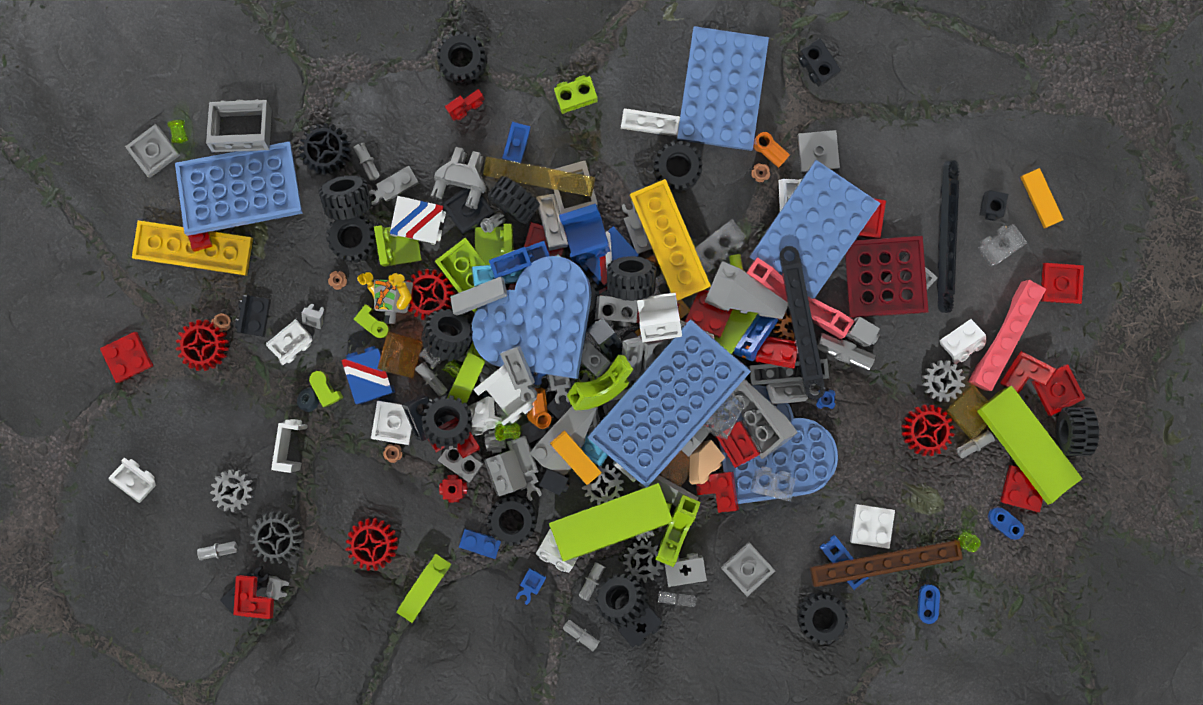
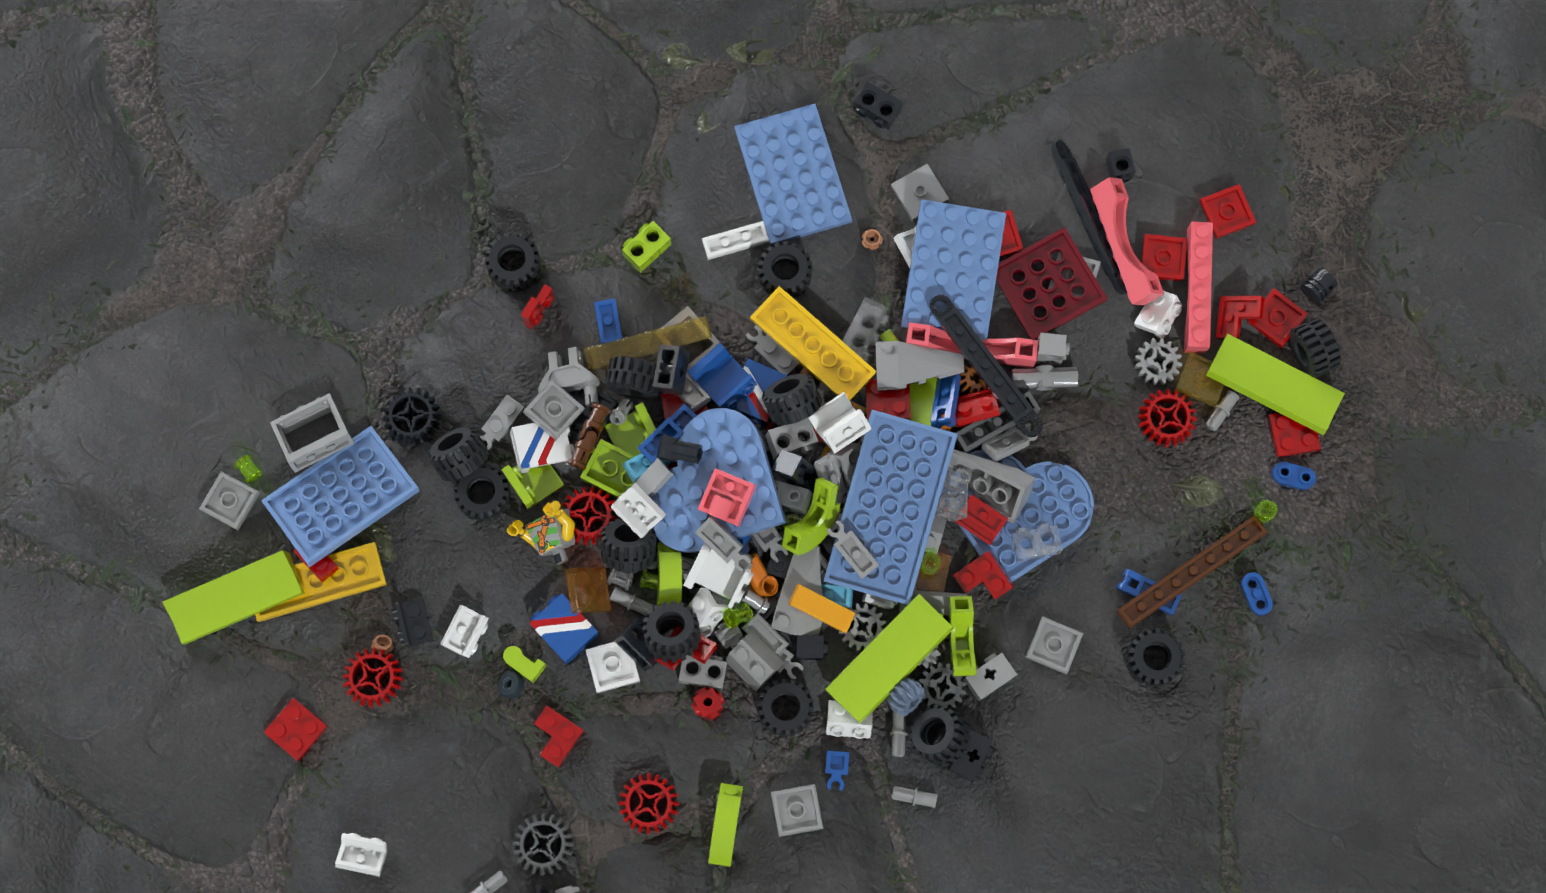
camera: 30 degrees left, 10 degrees down
(121, 231) = (234, 597): none -> lime arch
(229, 483) = (481, 822): light grey gear -> none
(282, 444) = (518, 761): white panel -> none
(312, 317) = (477, 595): light grey tile -> none
(331, 456) = (563, 734): none -> red plate
(342, 280) = (480, 541): nougat plate -> none
(366, 161) = (460, 410): light grey axle -> none
(372, 324) = (550, 575): lime leg -> none
(392, 458) = (626, 692): nougat plate -> none
(437, 197) = (553, 410): none -> light grey plate
(450, 236) = (588, 439): none -> reddish brown piece
(464, 312) = (638, 510): none -> white bracket
(479, 543) = (762, 750): blue plate -> none
(484, 603) = (796, 810): none -> light grey plate
(516, 276) = (674, 449): none -> black piece
(527, 426) = (756, 601): none -> light grey pin
(538, 337) = (727, 497): none -> coral plate
(545, 208) = (671, 369): none -> black brick
(610, 557) = (906, 697): none -> sand blue gear
(621, 426) = (854, 551): none -> light grey plate
(677, 599) = (996, 711): clear axle -> none
(683, 465) = (932, 557): none -> clear neon green bush
(704, 461) = (954, 553): light nougat slope -> none
(772, 151) = (872, 211): orange piece -> none
(830, 400) = (1055, 437): blue plate -> none
(872, 526) = (1160, 542): white plate -> none
(971, 231) = (1111, 204): none -> coral arch
(990, 297) = (1165, 256): none -> red plate
(1011, 239) = (1146, 212): clear brick -> none
(1041, 198) = (1165, 138): light orange tile -> none
(1106, 379) = (1319, 285): none -> black piece

